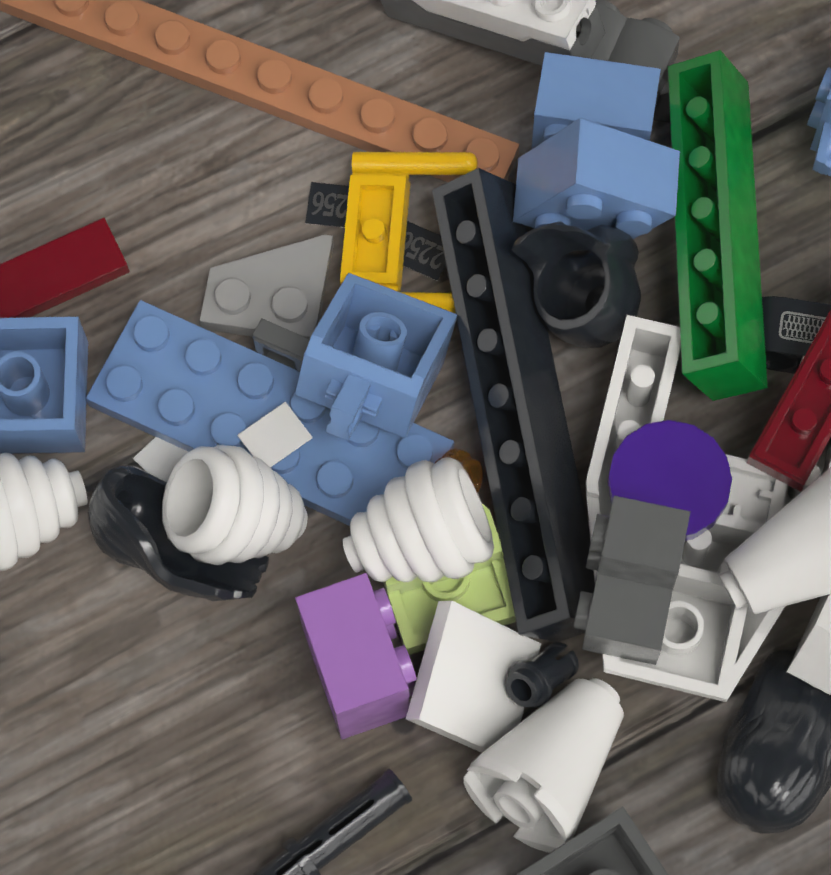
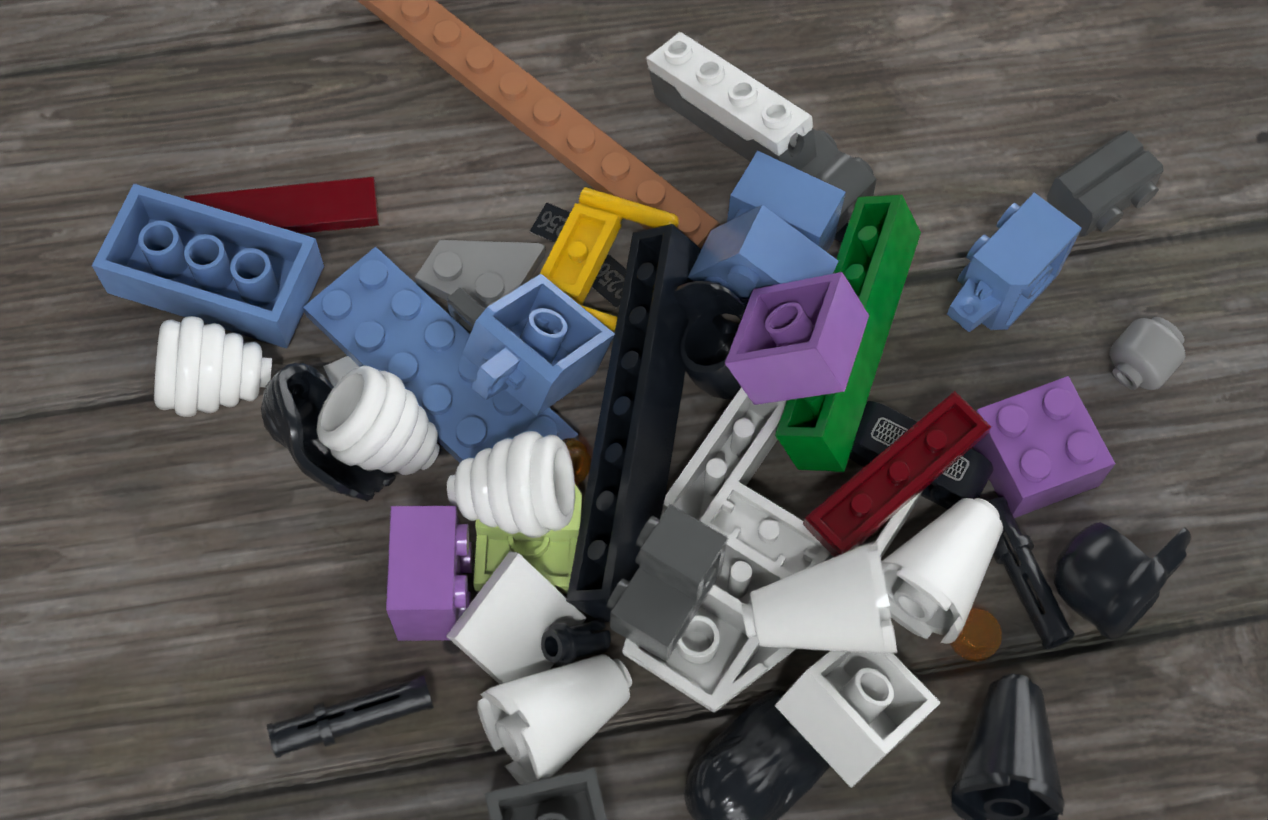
camera: 15 degrees right, 5 degrees down
(275, 435) = (436, 382): white sticker -> none
(673, 259) = (798, 339): none -> medium lavender brick
(673, 468) = (742, 508): dark purple tile -> none

